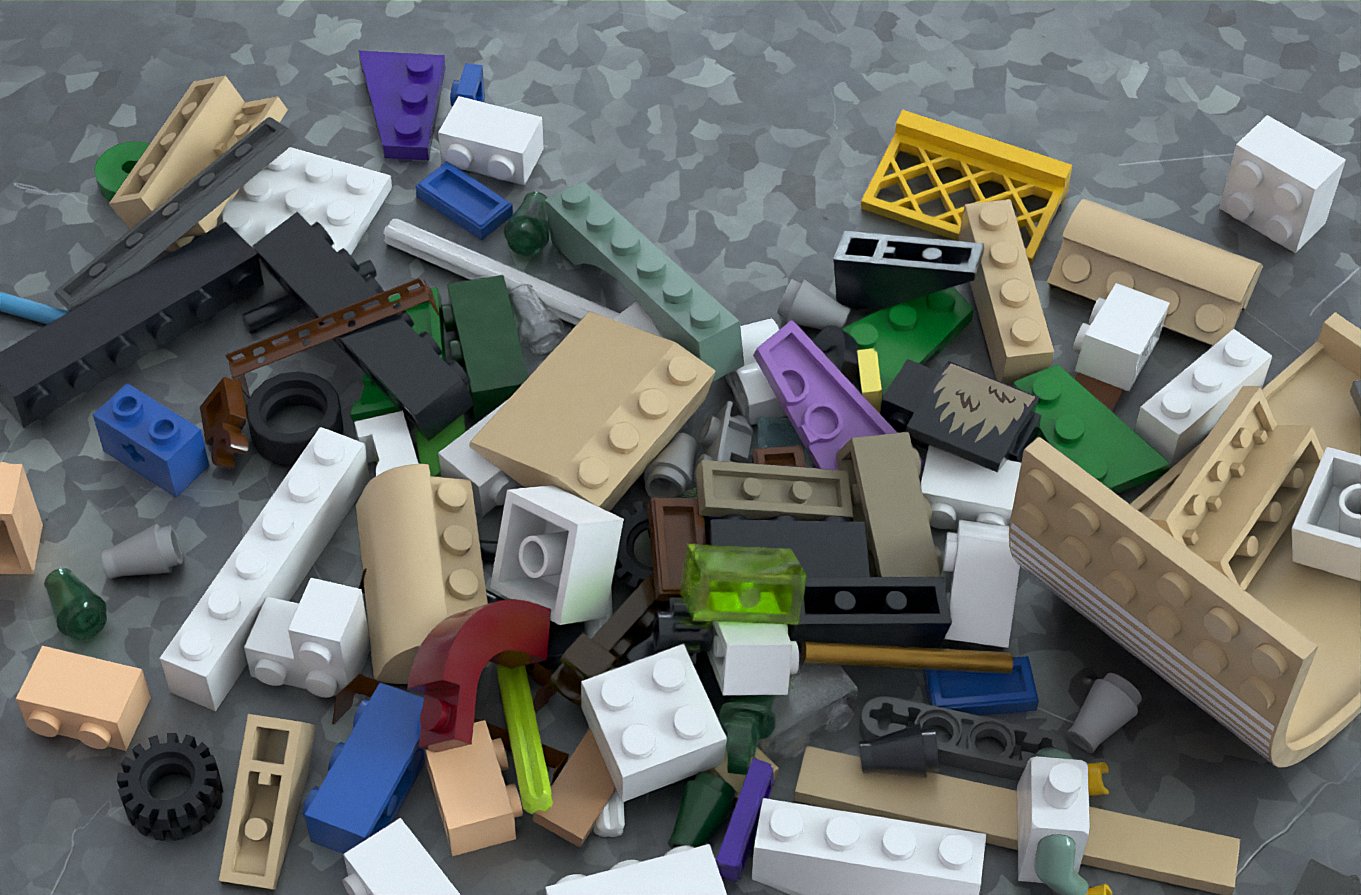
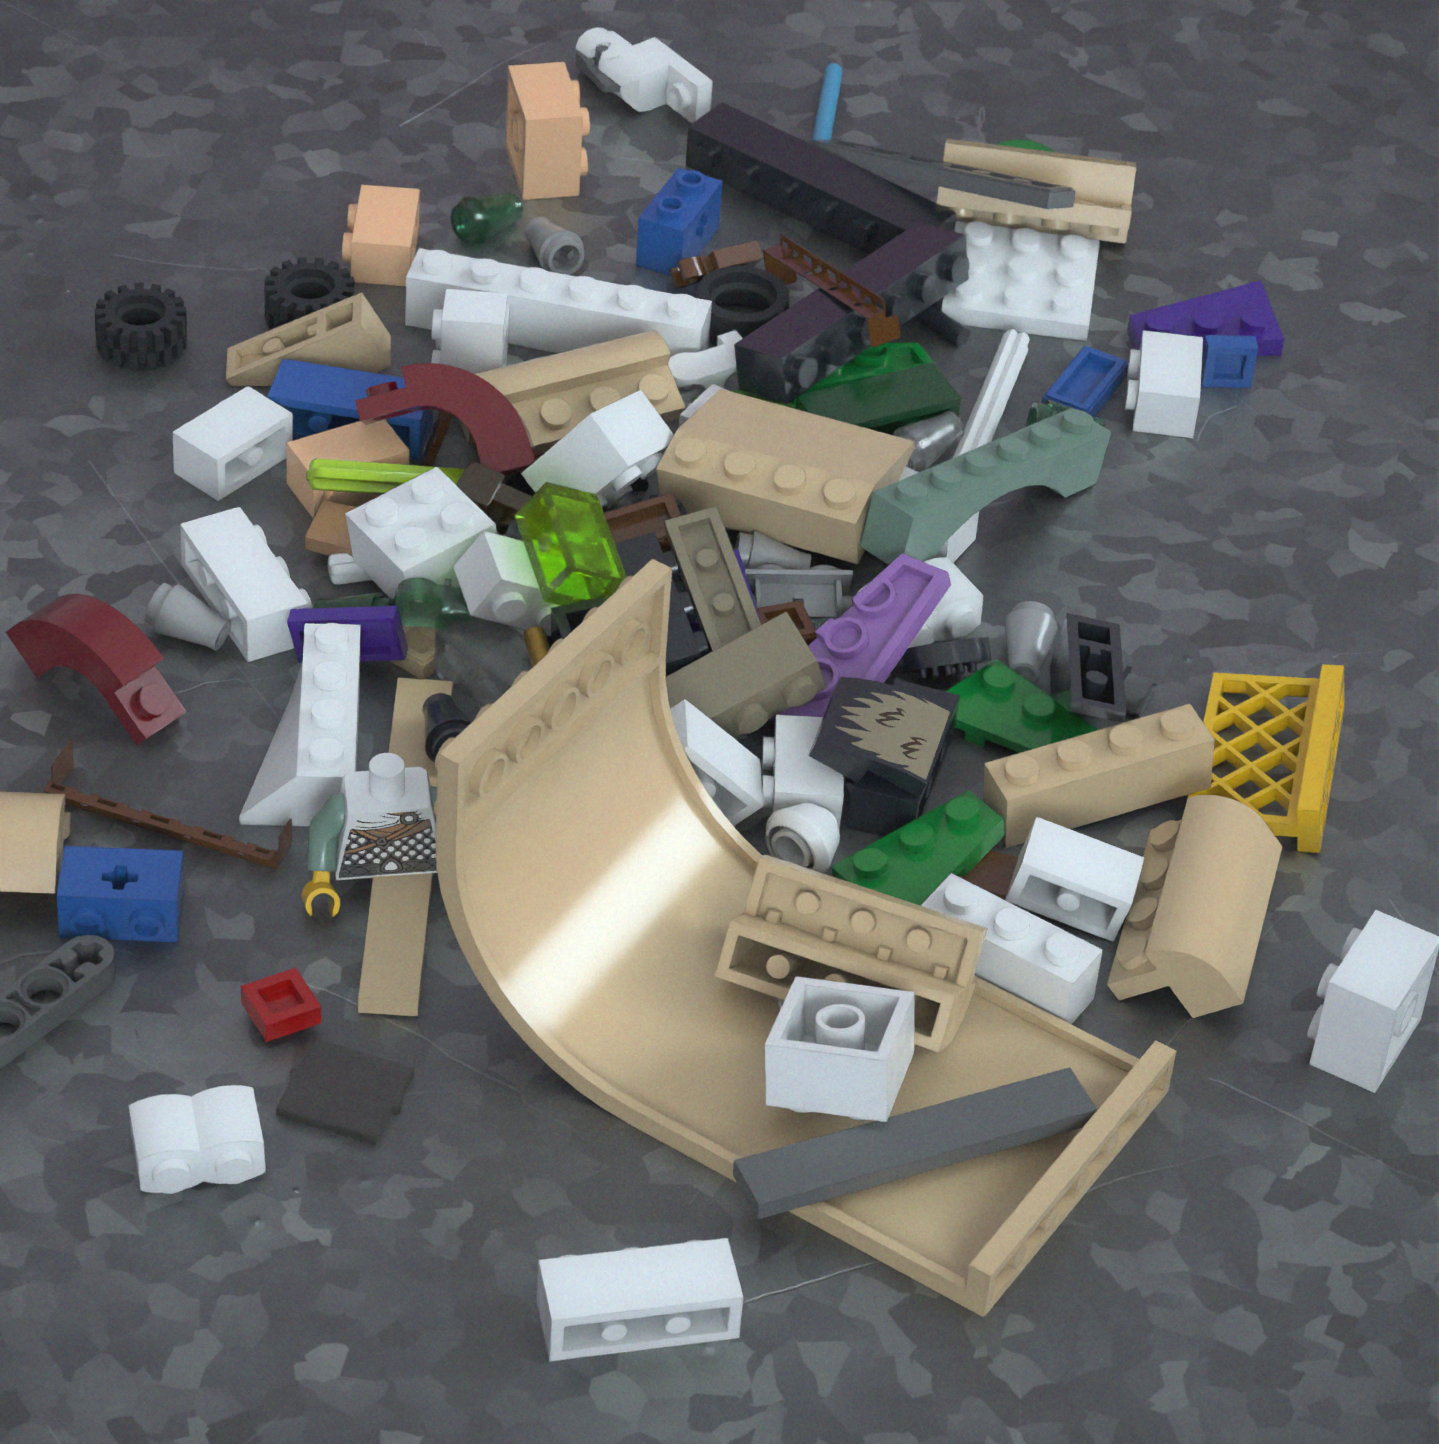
camera: 75 degrees right, 10 degrees down
(870, 377) = (922, 665): light yellow tile -> none

